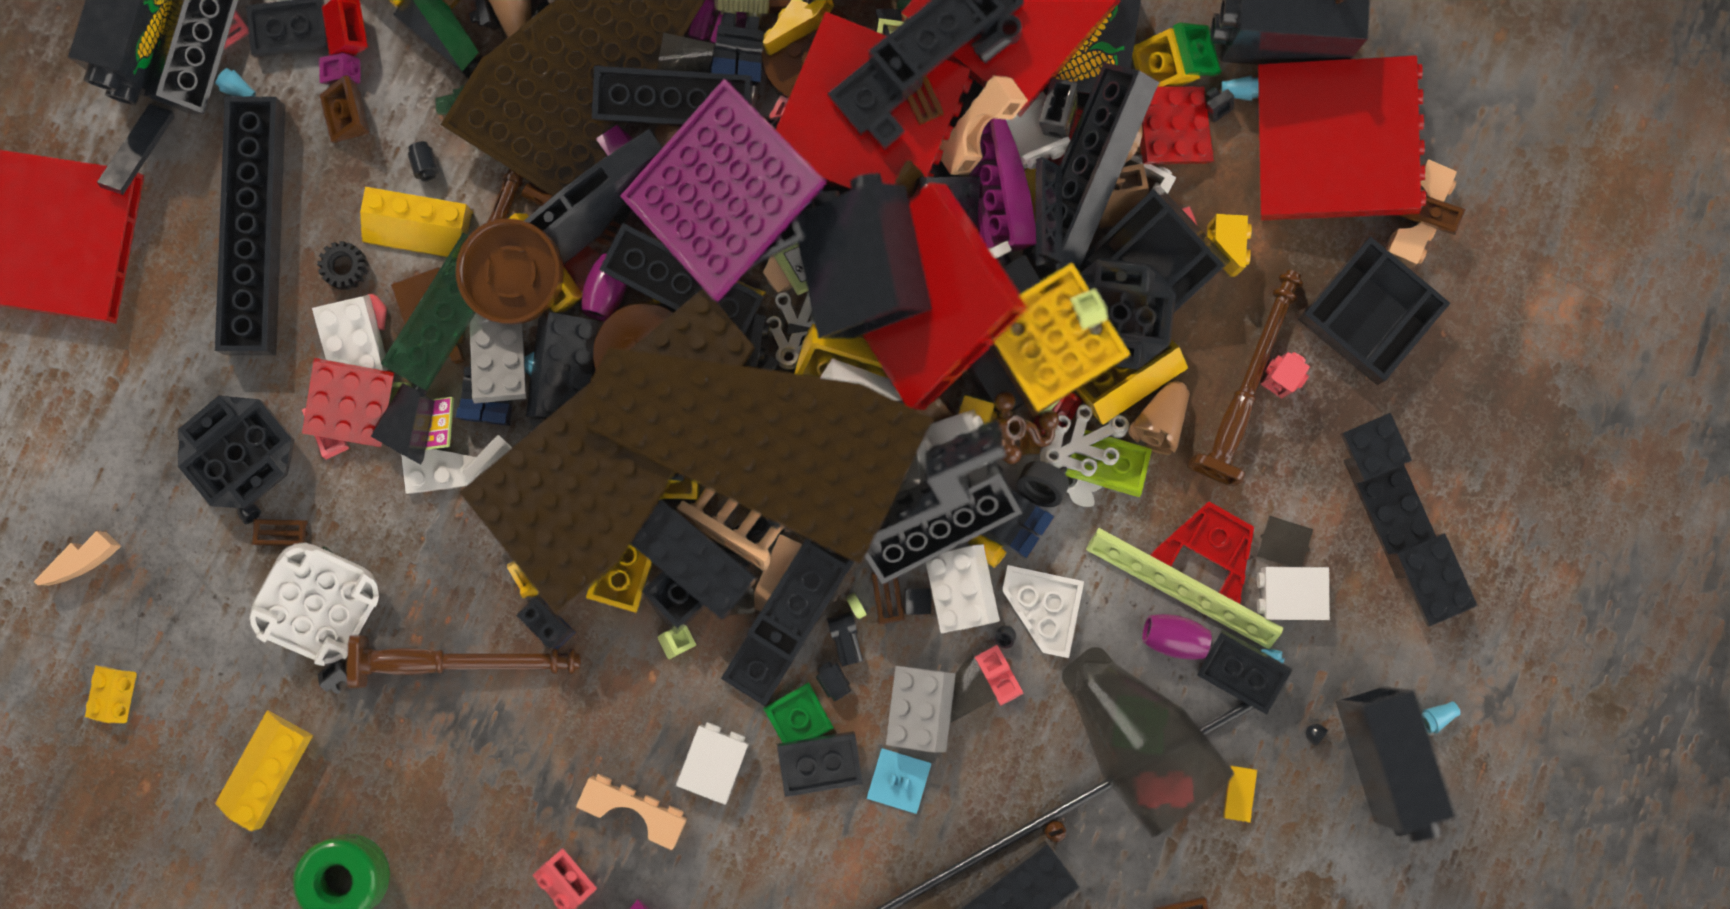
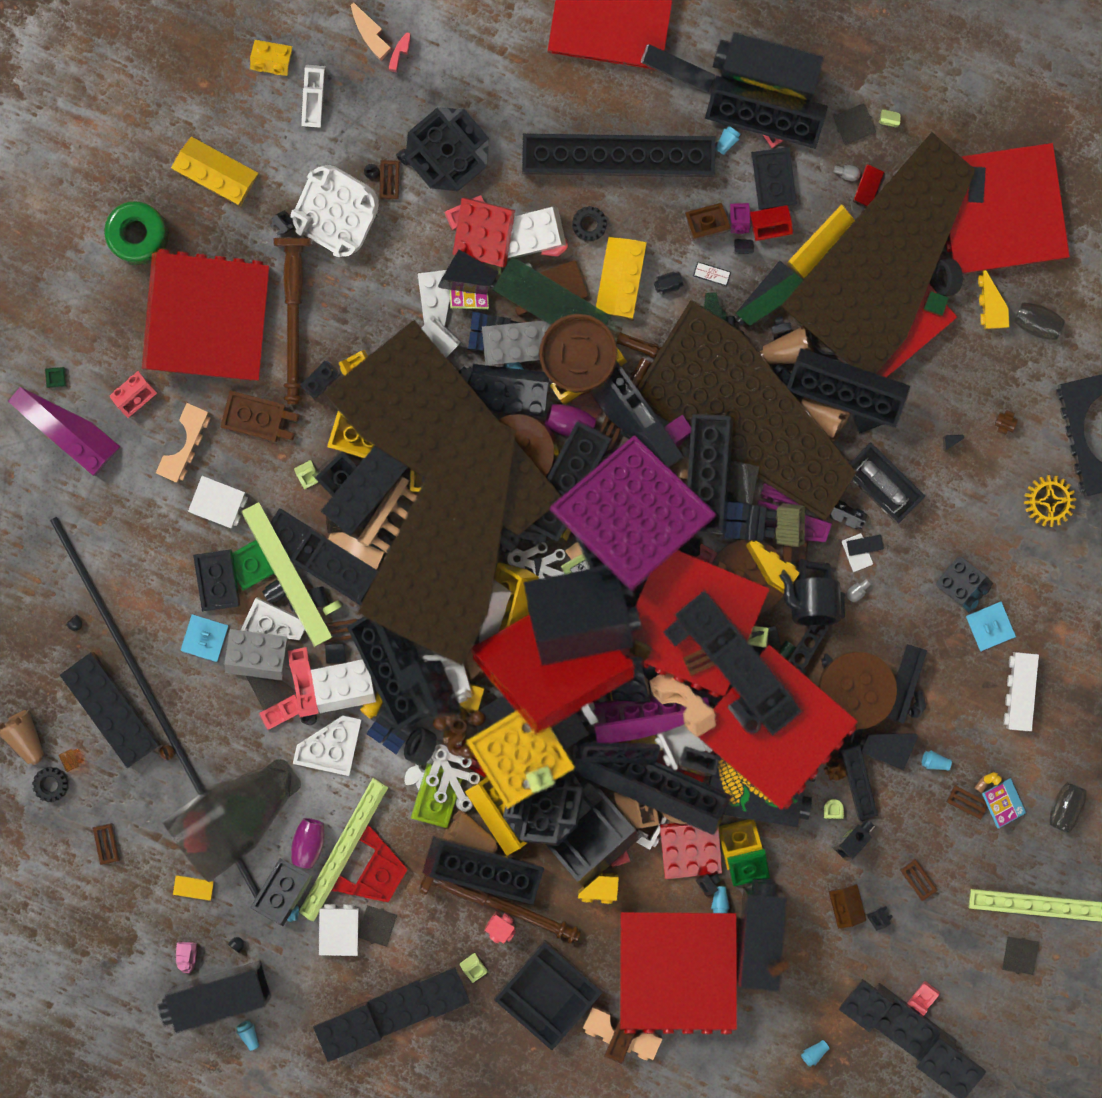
camera: 90 degrees right, 5 degrees up
(104, 518) = (401, 48): none -> coral slope
(163, 636) = (313, 95): none -> white slope
(272, 555) = (373, 175): none -> black hinge
(378, 65) = (743, 246): none -> black slope
(413, 107) = (712, 273): none -> white sticker
(454, 782) = (205, 315): none -> red brick
(598, 709) = (257, 417): none -> reddish brown tile
(810, 667) = (286, 574): none -> yellowish green tile
(874, 685) = (272, 620): none -> white wing
(957, 643) = (301, 672): none -> coral arch
(1210, 396) = (483, 870): none -> black brick
(1333, 802) = (186, 956): none -> bright pink rock
(1337, 413) = (473, 968): none -> yellowish green slope

